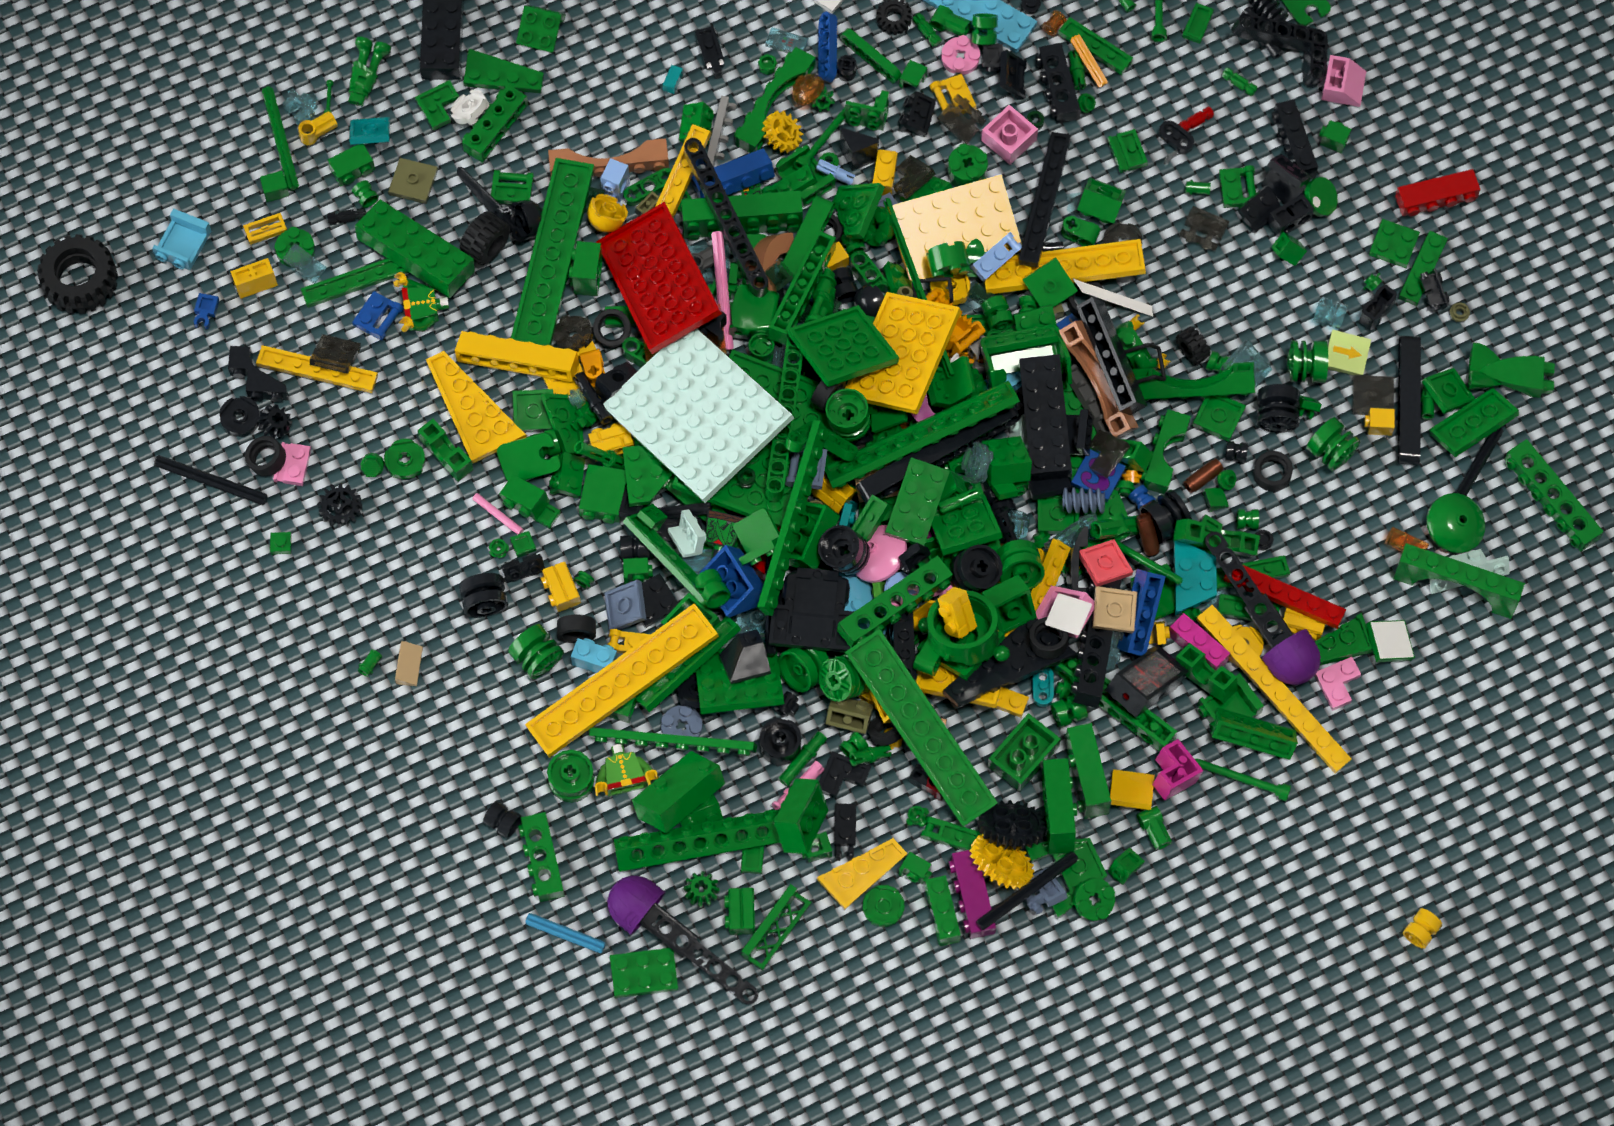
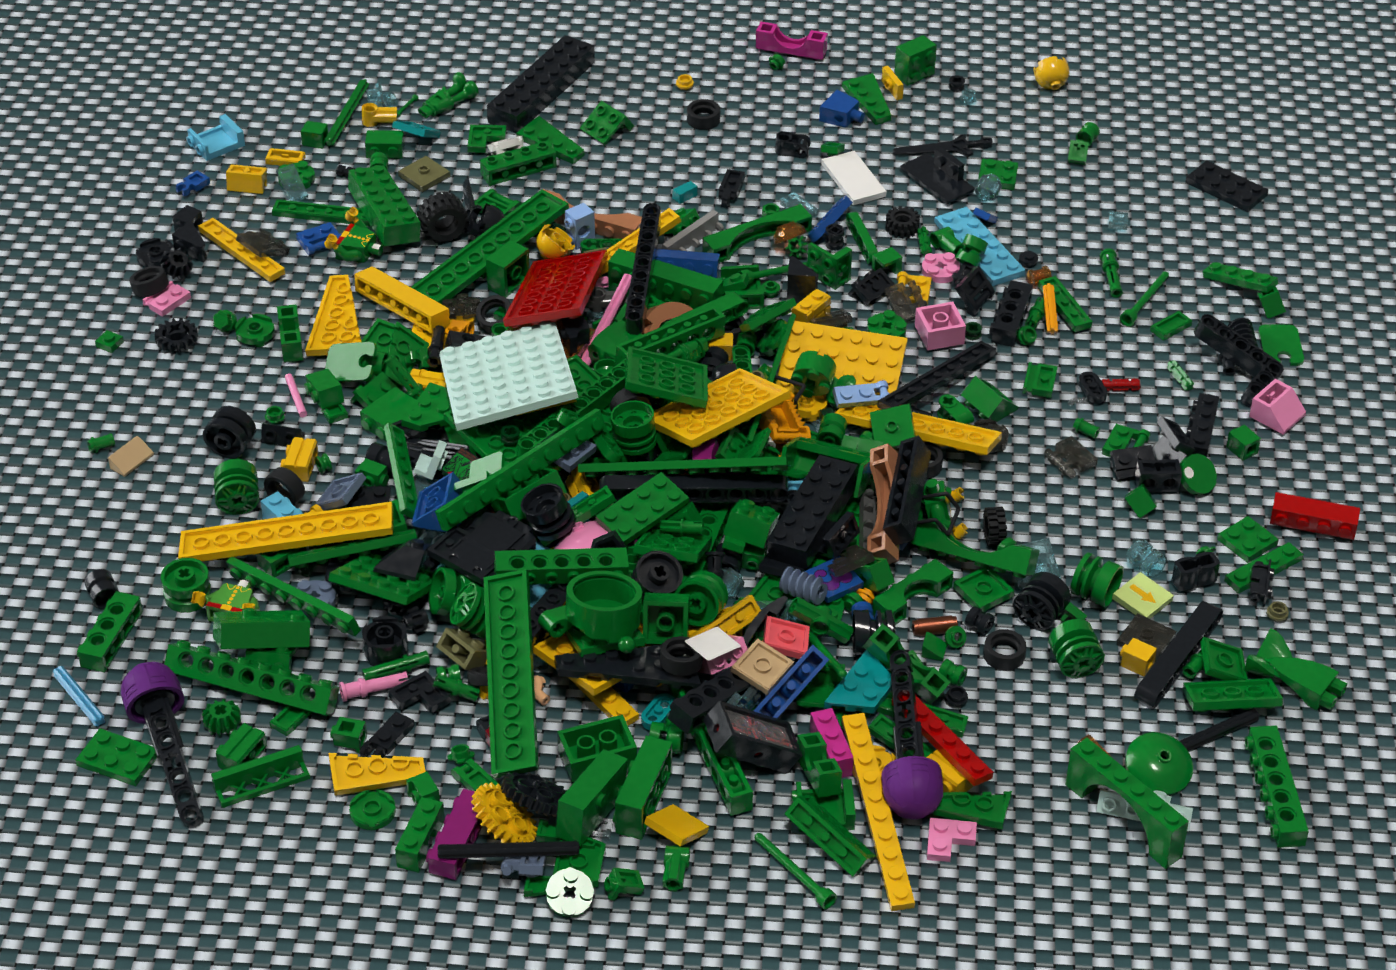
camera: 30 degrees right, 25 degrees down
(83, 296) = (118, 123): black tyre -> none
(210, 480) = (109, 295): black axle -> none
(523, 544) = (298, 420): green tile -> none
(576, 398) = (422, 339): clear light blue plate -> none
(652, 517) = (412, 436): green bracket -> none
(712, 588) = (414, 495): green wheel -> none
(779, 274) = (657, 320): clear green panel -> none
(782, 131) = (745, 250): yellow gear -> none
(800, 816) = (349, 693): green brick -> none
(839, 173) = (769, 293): light blue axle -> none
(957, 612) = (604, 585): yellow brick -> none
(976, 463) = (725, 504): clear light blue plate -> none
(1114, 298) = (952, 470): white sticker -> none
(1148, 534) = (845, 639): copper piece -> none
(1160, 633) = (798, 716): yellow bracket -> none
(1178, 772) = (730, 828): dark pink brick -> none
(1390, 641) = (1024, 825): white tile -> none

